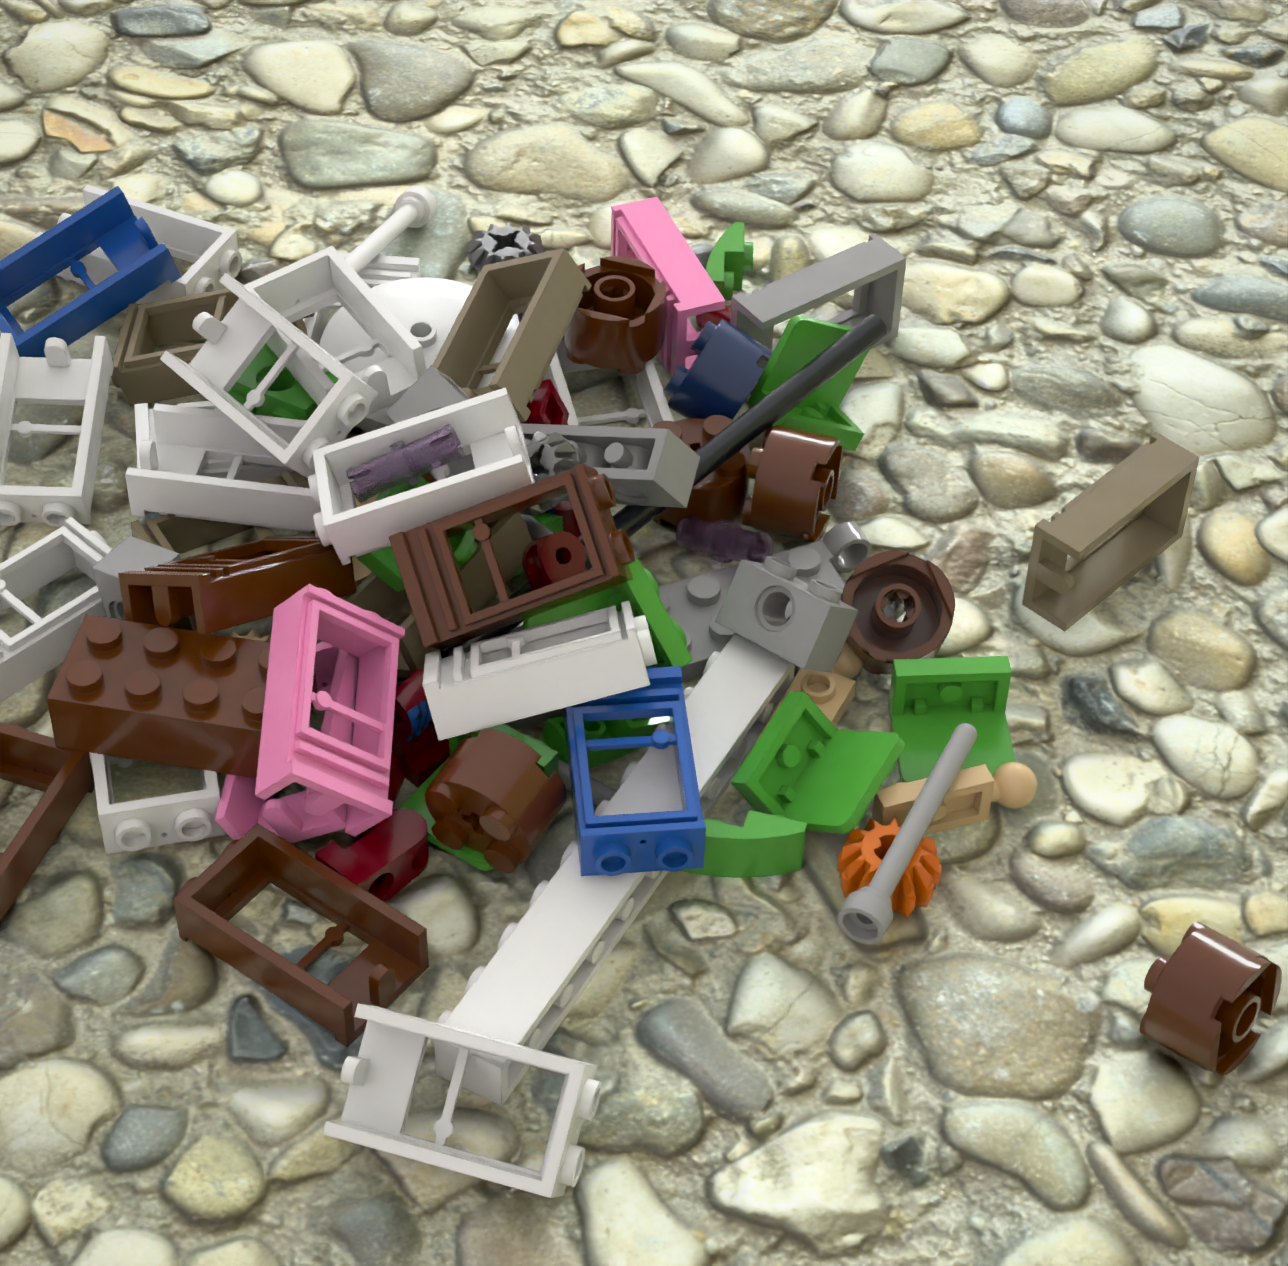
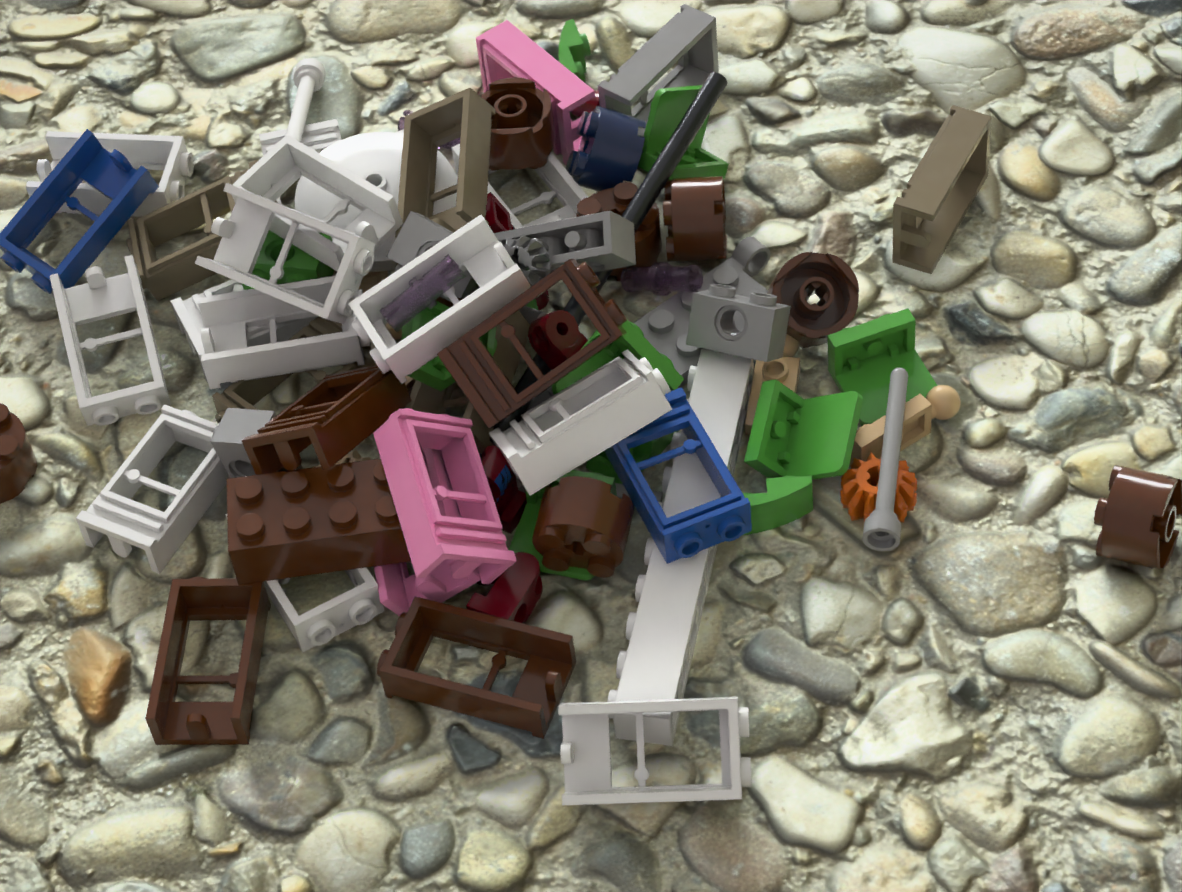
camera: 10 degrees left, 5 degrees up
(512, 241) = (406, 97): flat silver gear -> none

